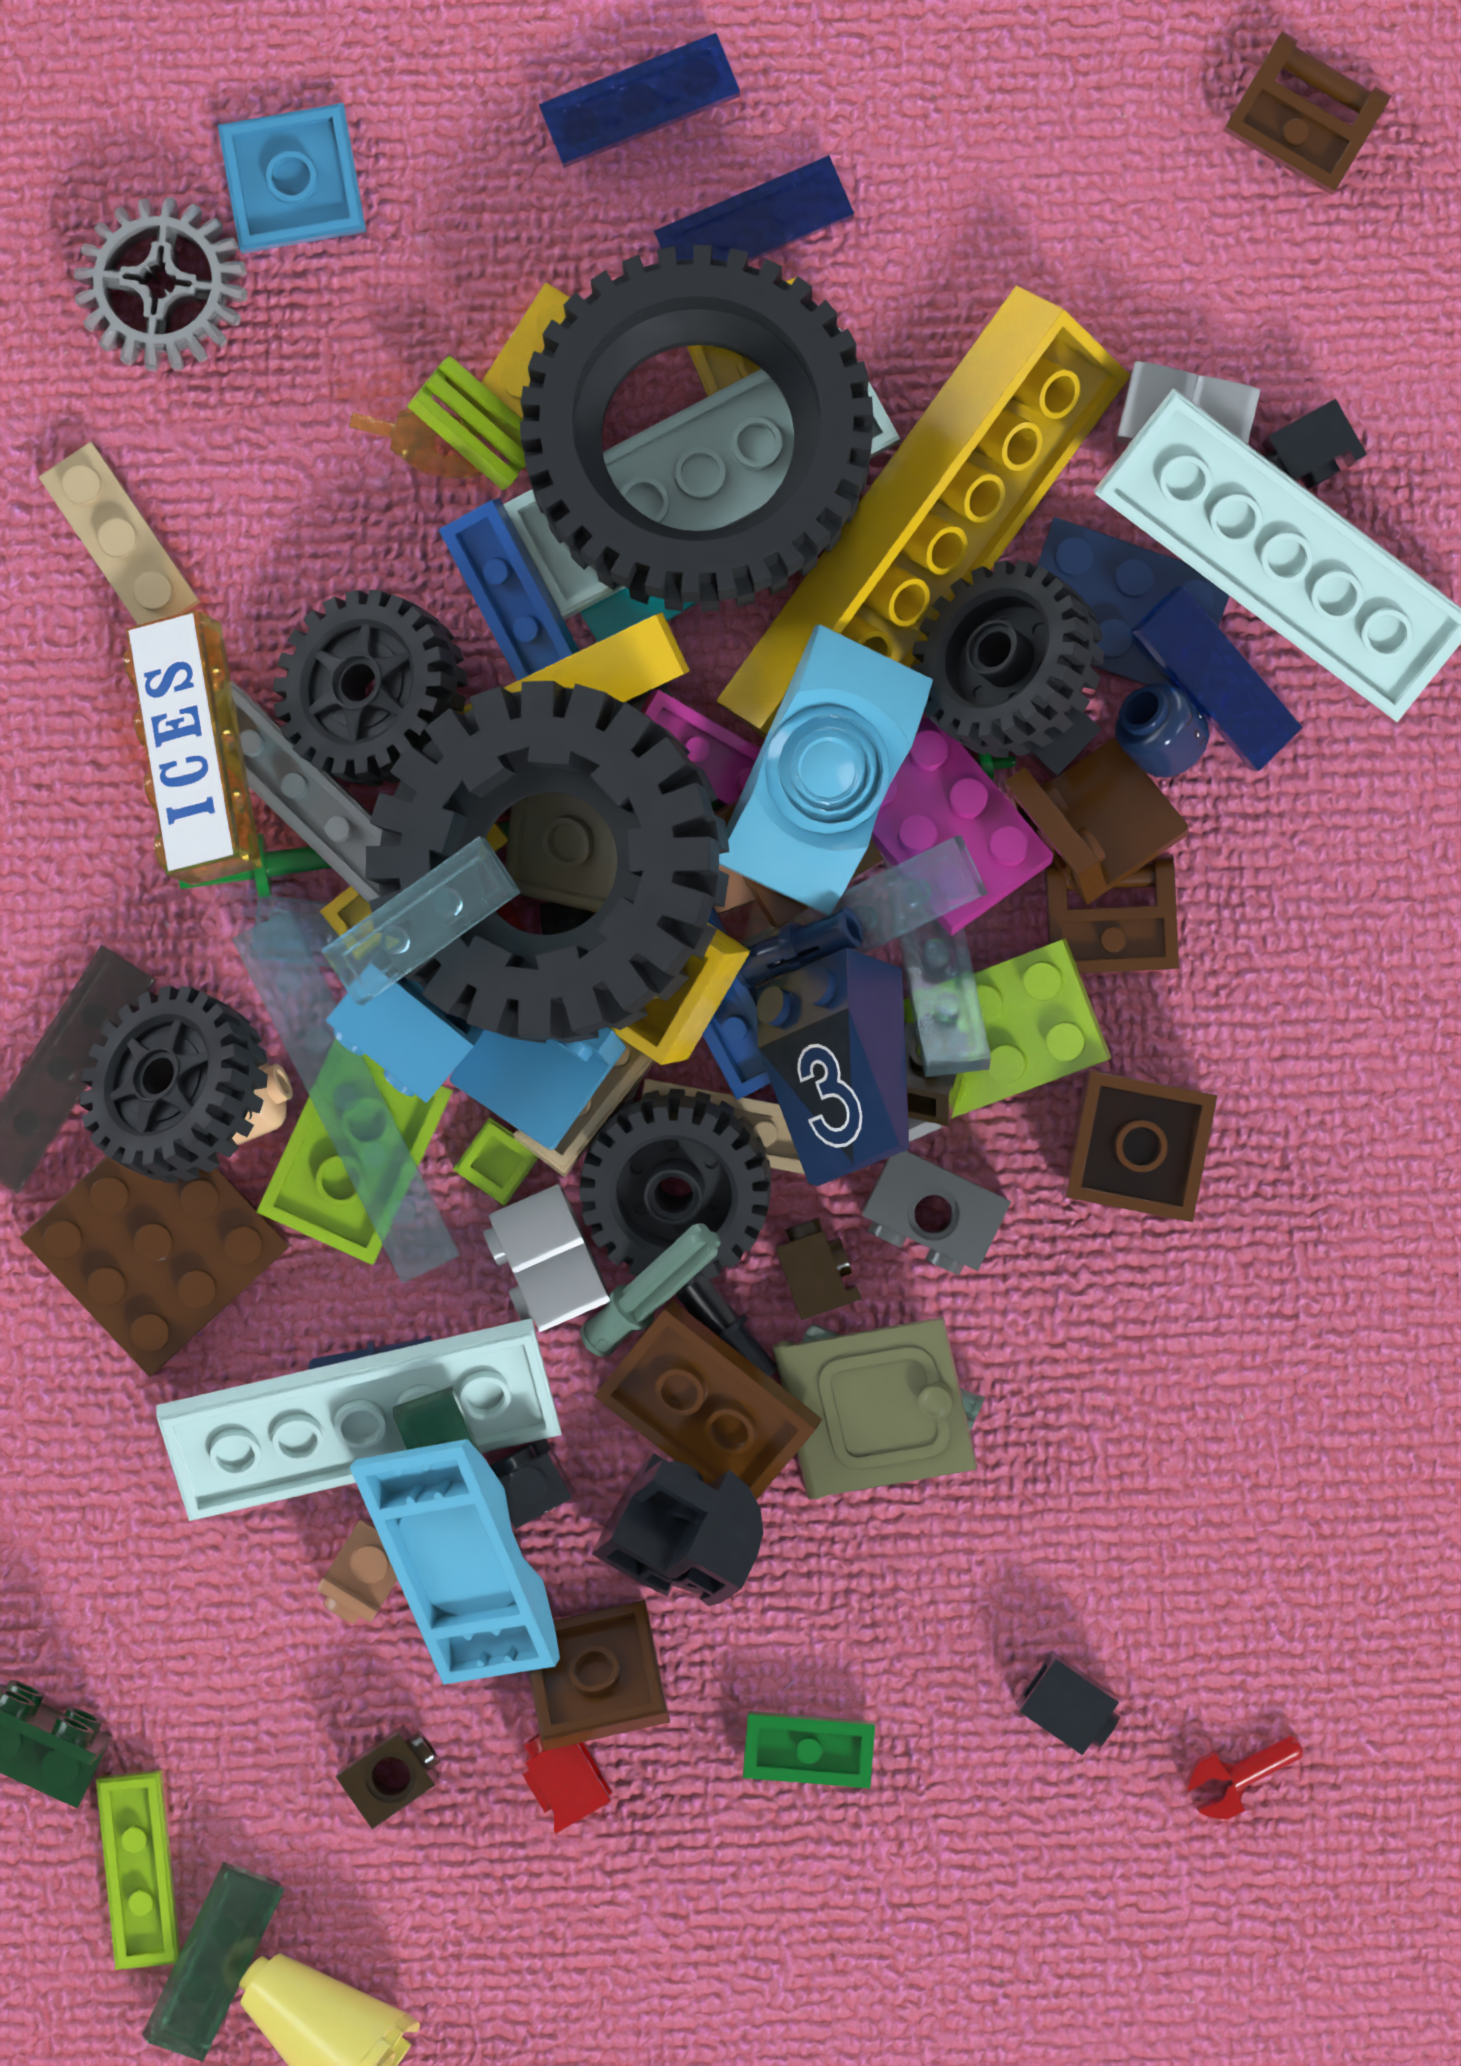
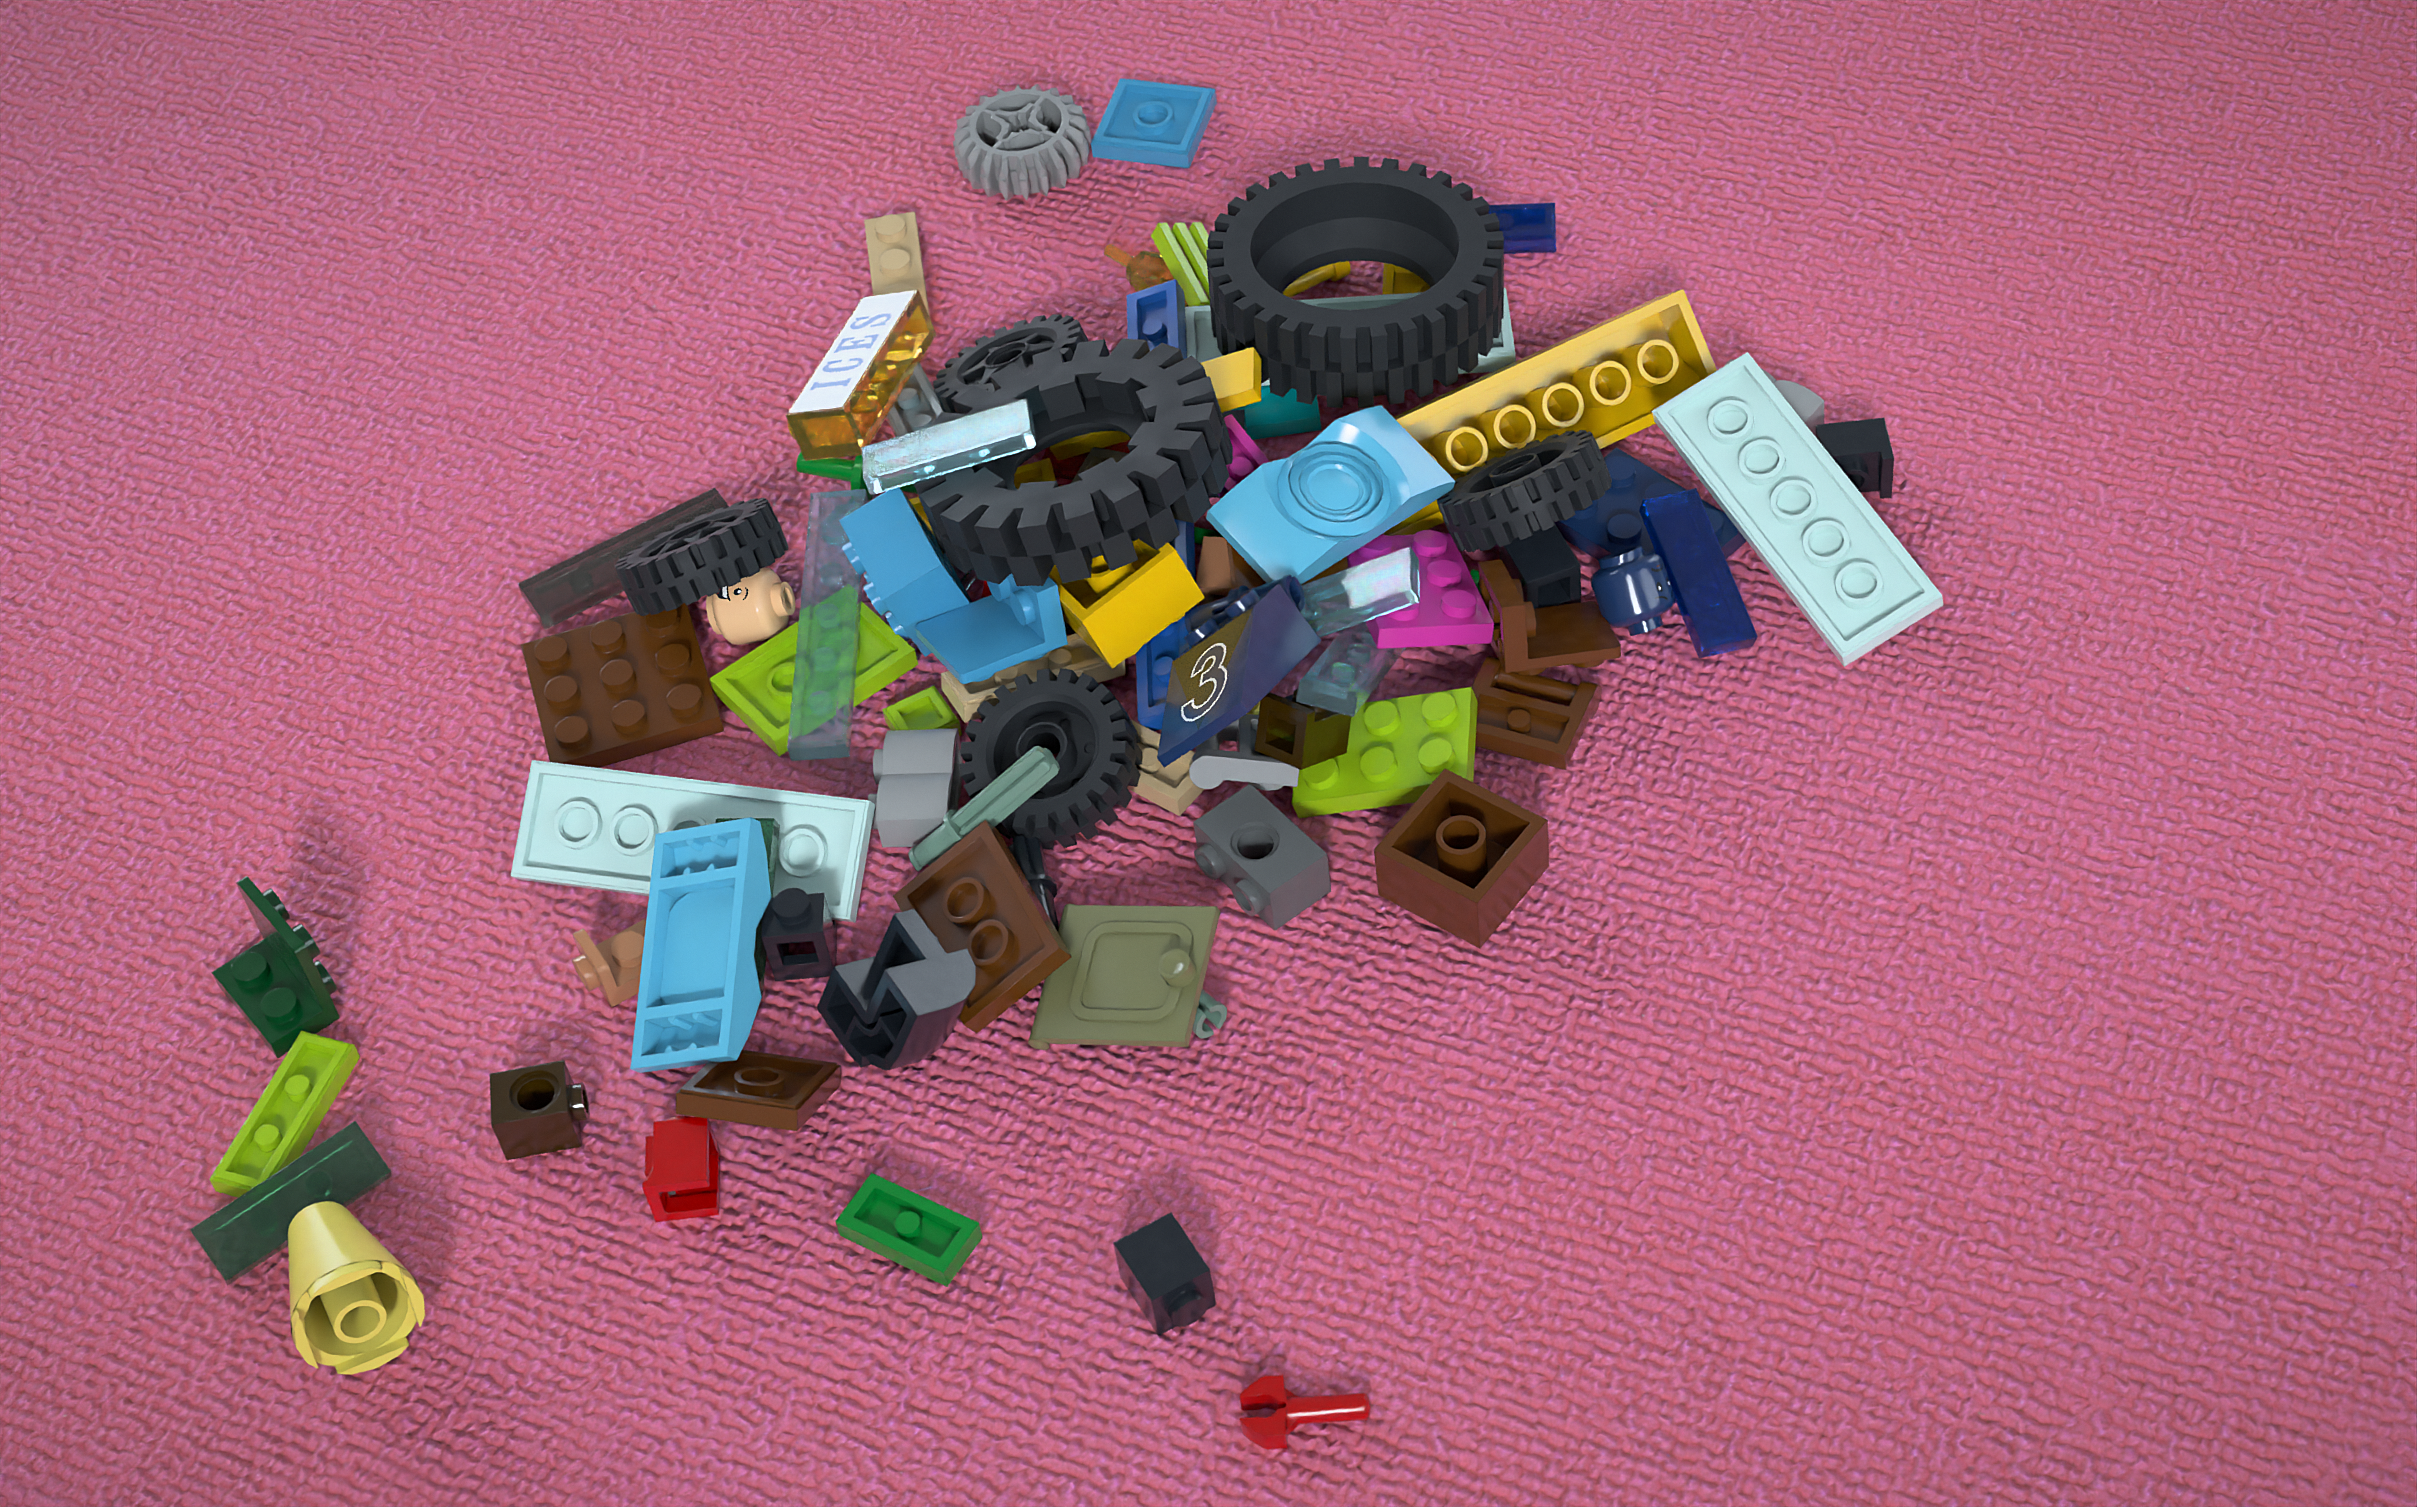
camera: 30 degrees right, 40 degrees down
(639, 100) = (1431, 137): clear blue plate -> none
(815, 1269) = (1132, 865): dark brown brick -> none
(1298, 131) = (1935, 282): reddish brown plate -> none

